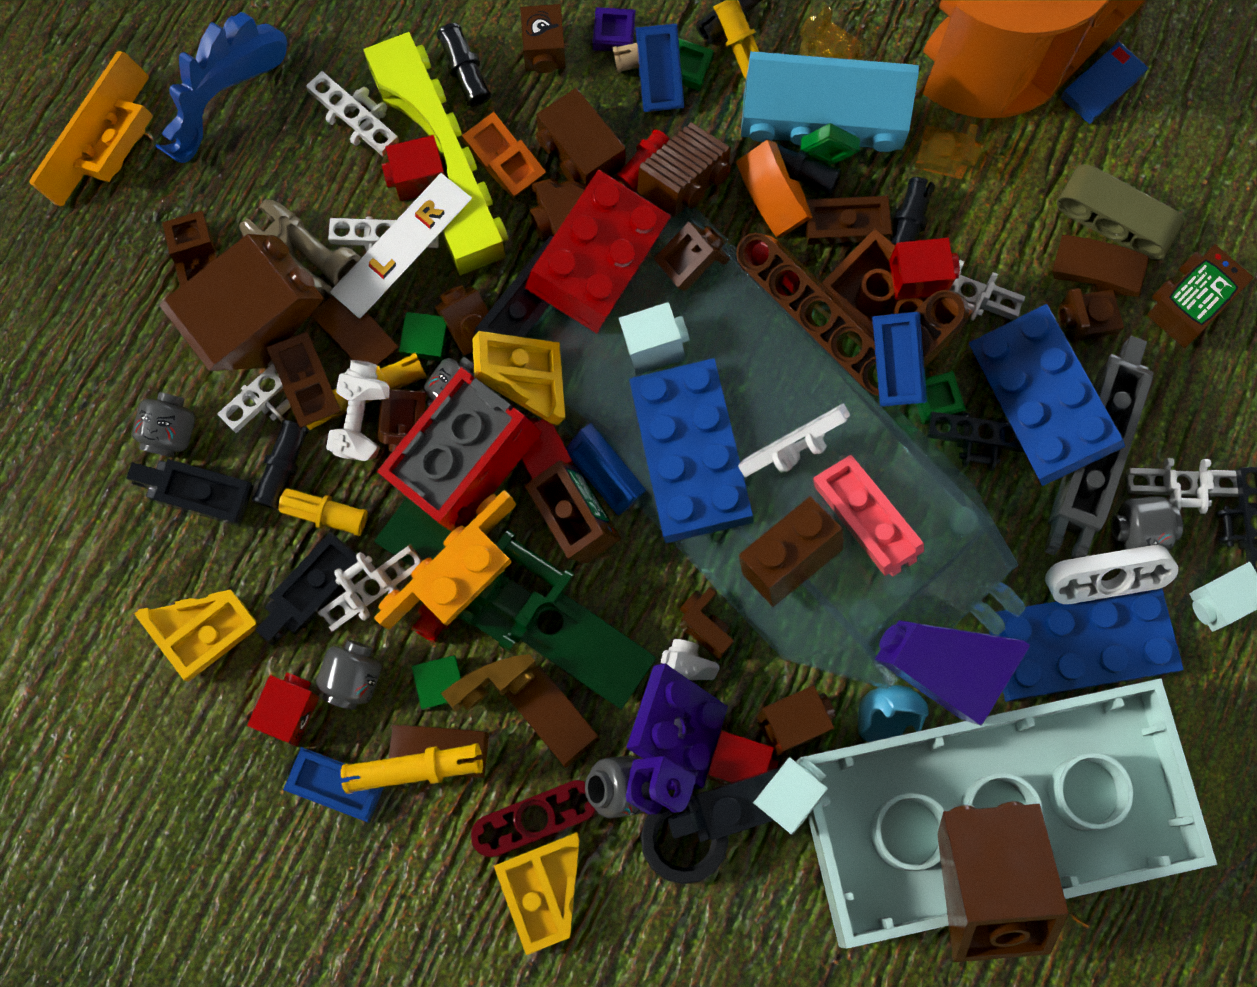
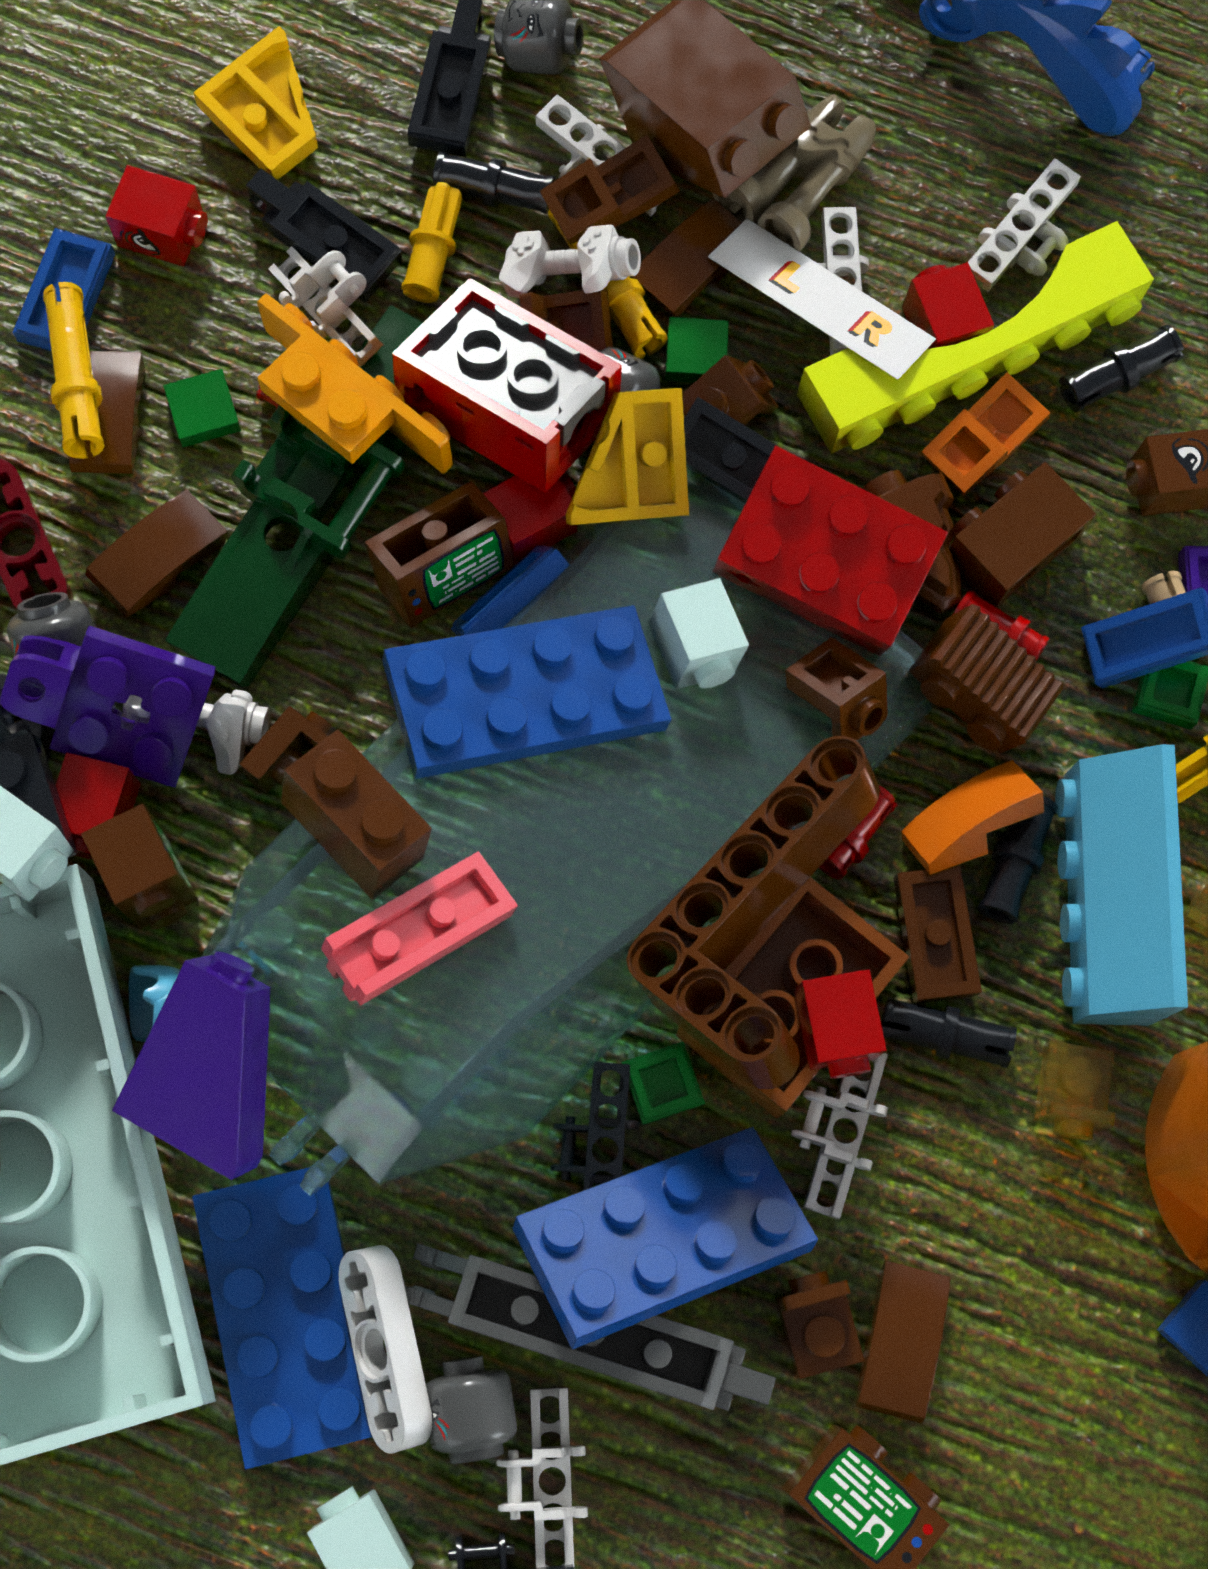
camera: 80 degrees right, 0 degrees up
(189, 244) = (806, 41): reddish brown slope -> none
(348, 675) = (205, 289): dark grey head -> none
(504, 675) = (201, 479): pearl gold slope -> none
(786, 453) = (523, 822): white piece -> none
(830, 144) = (1055, 898): green tile -> none
(899, 359) = (676, 976): blue tile -> none
(1120, 212) = (998, 1373): olive beam -> none

